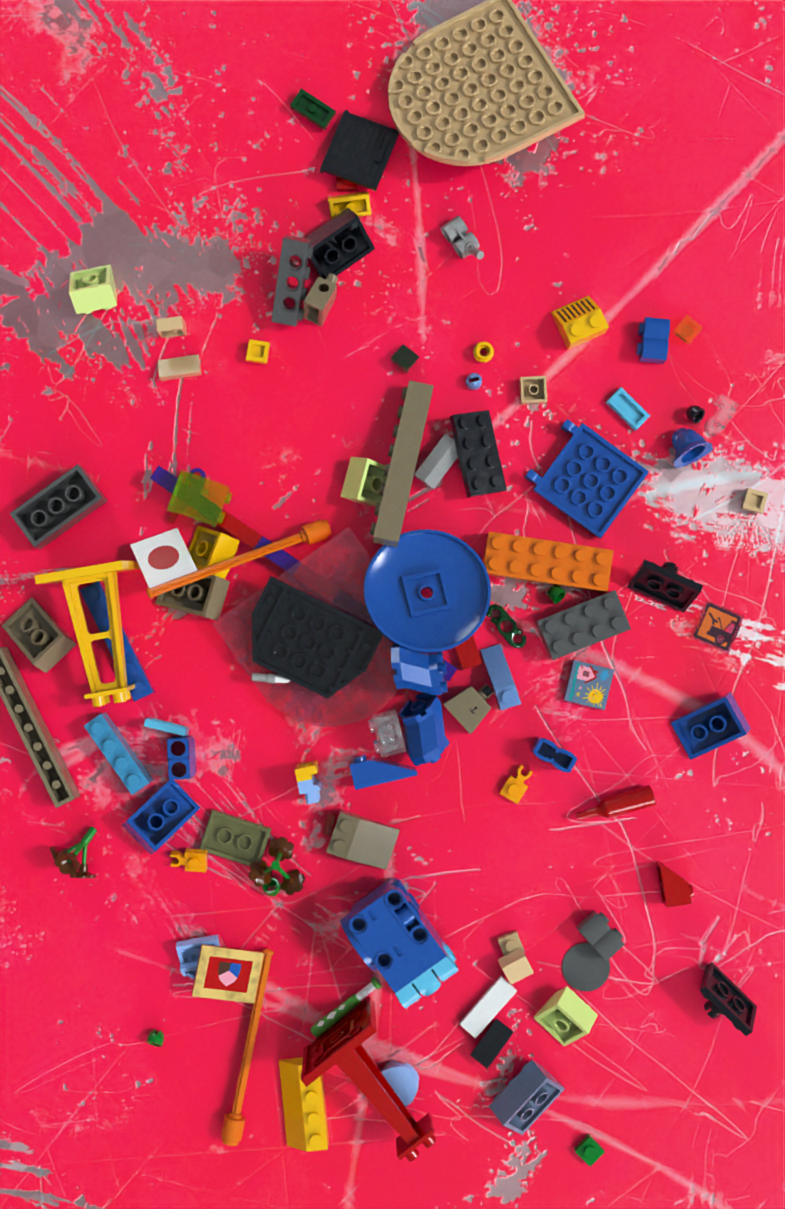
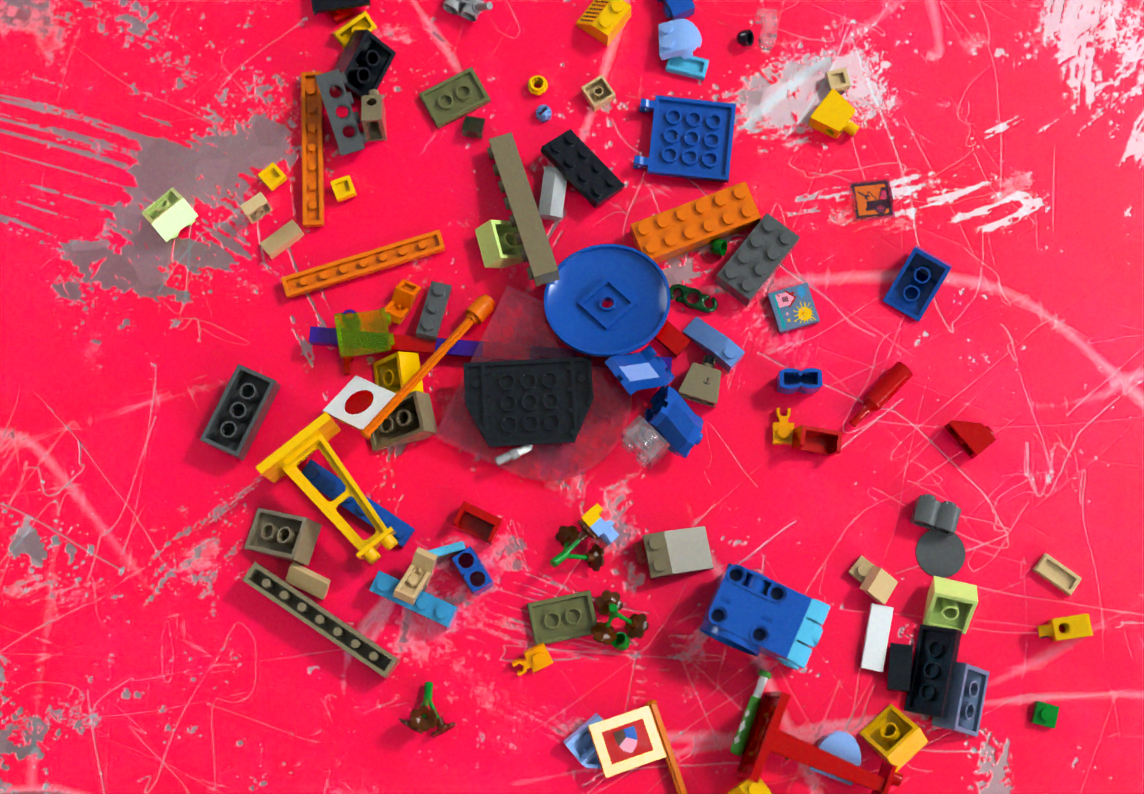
camera: 30 degrees left, 10 degrees down
(39, 685) = (308, 580): none -> tan tile
(126, 739) = (416, 577): none -> tan bracket
(161, 816) = (484, 636): blue slope -> none
(201, 305) = (272, 176): none -> yellow plate
(209, 717) = (477, 522): none -> red panel
(237, 431) = (363, 264): none -> orange plate
(248, 302) = (312, 151): none -> orange plate
(252, 484) = (402, 301): none -> orange slope
(274, 510) = (433, 311): none -> dark grey plate
(280, 775) = (570, 538): none -> reddish brown plant
(376, 771) = (653, 481): blue slope -> none
(403, 321) = (454, 98): none -> olive tile
(451, 1096) = (894, 736): none -> yellow slope
(516, 1064) = (933, 671): none -> black plate
(537, 814) = (816, 440): none -> red panel
(633, 381) = (678, 39): none -> light blue slope
(660, 1096) = (1075, 627): none -> yellow torso
(665, 585) = (806, 187): black plate -> none
(673, 1042) = (1057, 574): none -> tan tile
(689, 447) = (757, 66): blue piece -> none
(727, 999) = (1078, 506): black plate -> none
(730, 533) = (834, 116): none -> yellow torso

